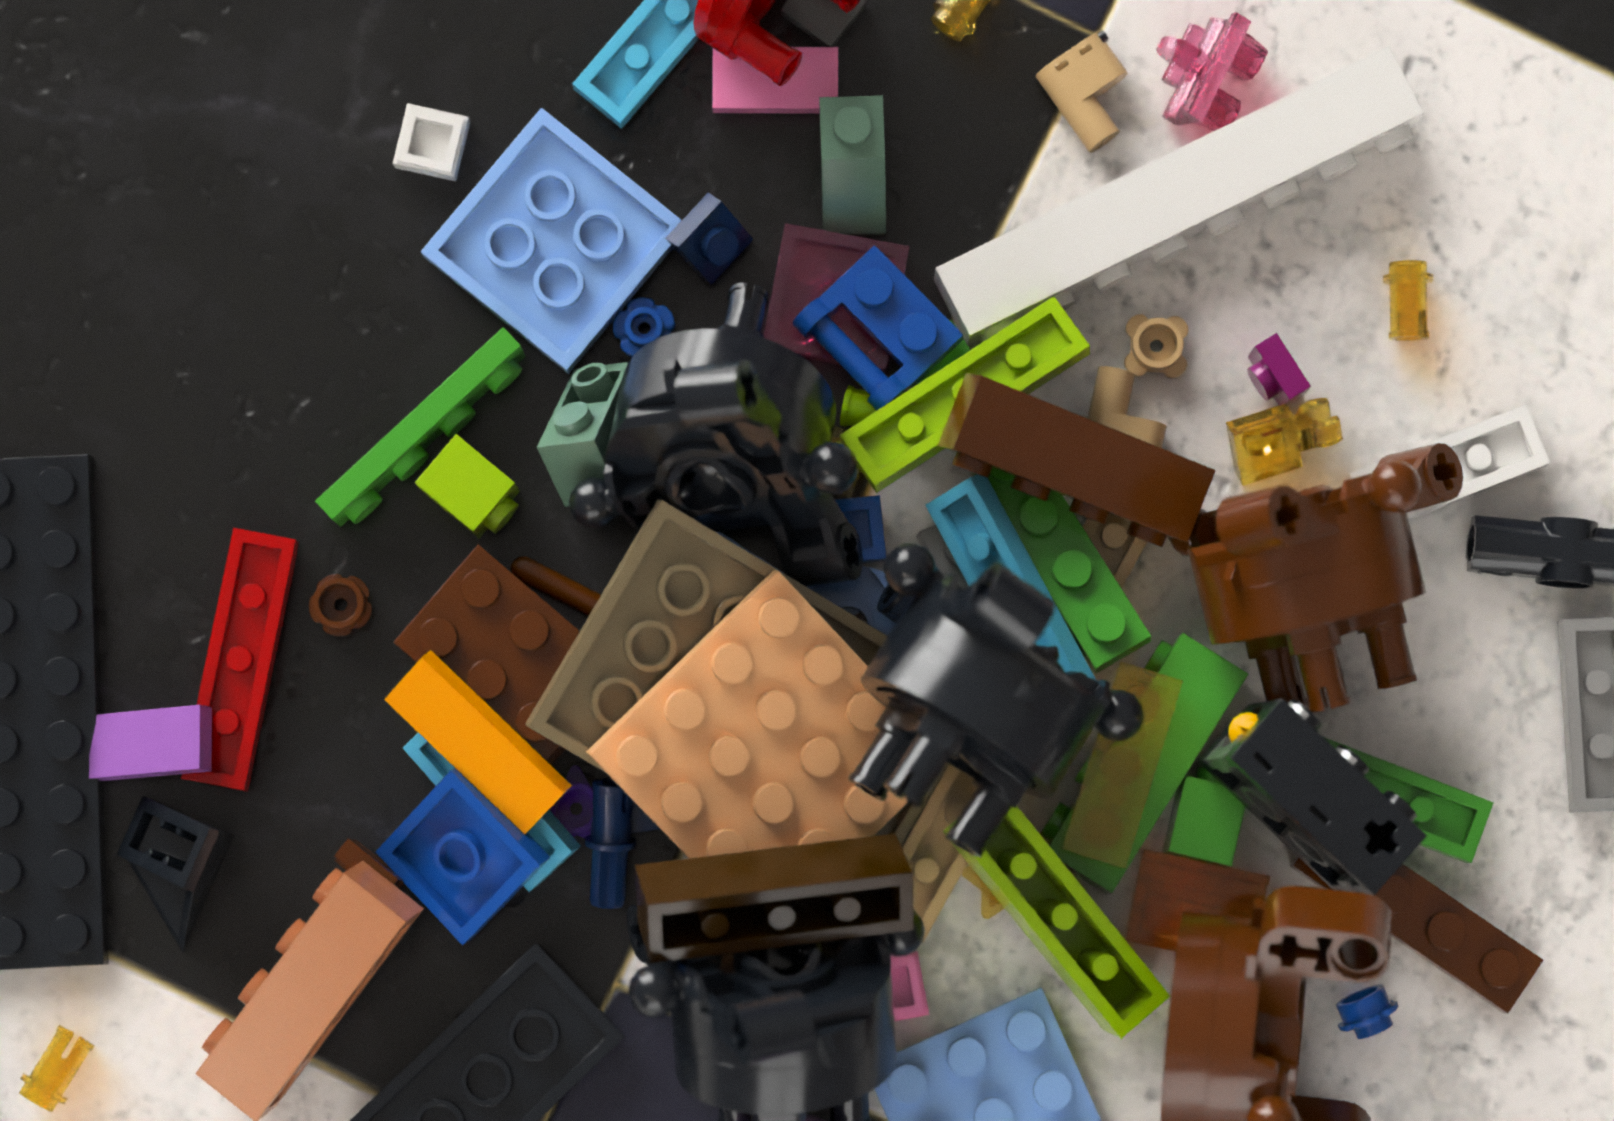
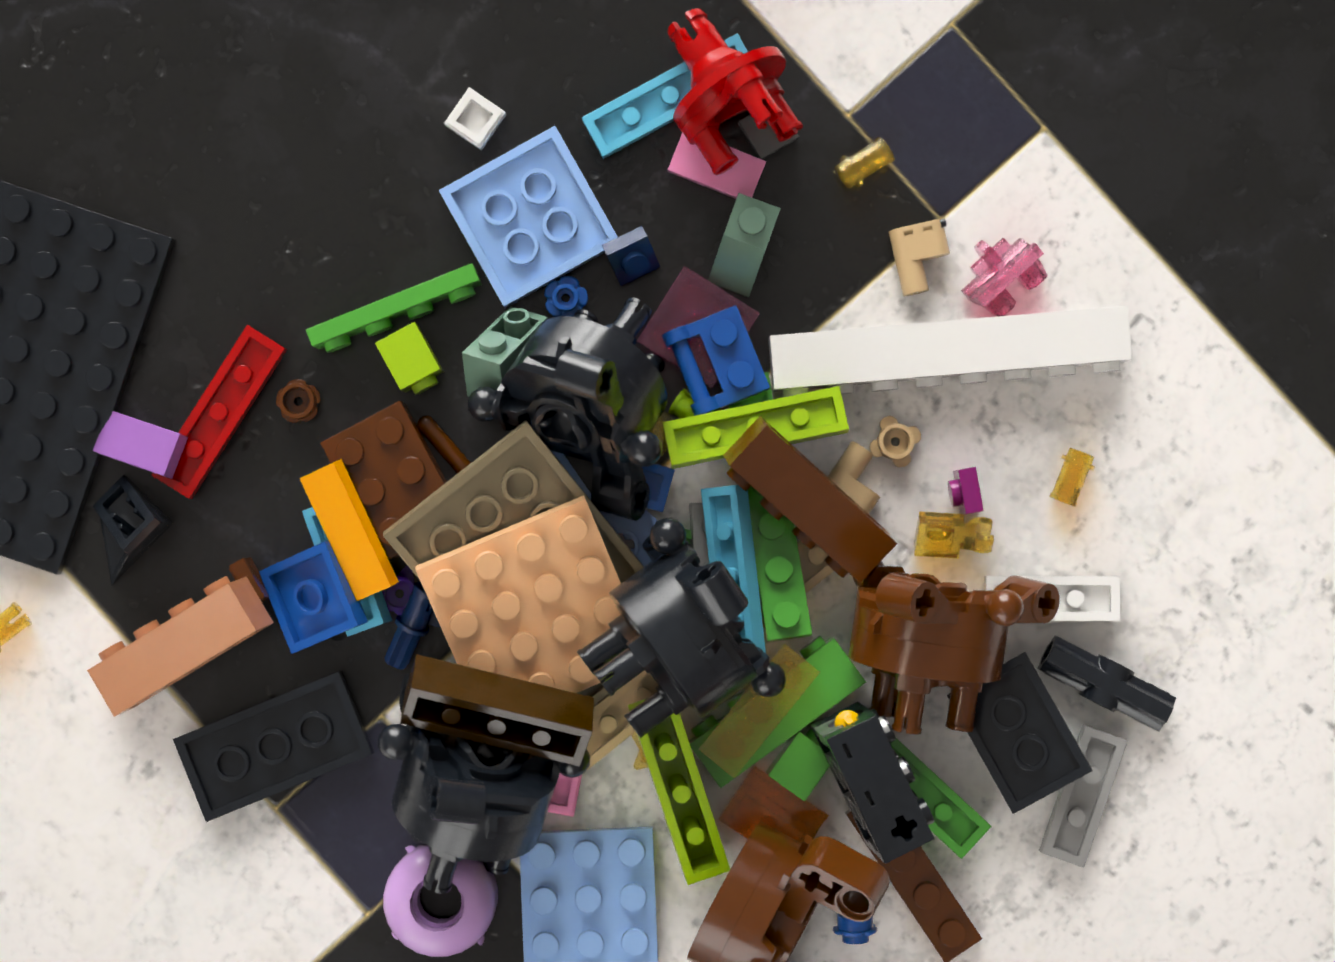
camera: 20 degrees right, 5 degrees up
(1488, 664) = (1024, 736): none -> black plate

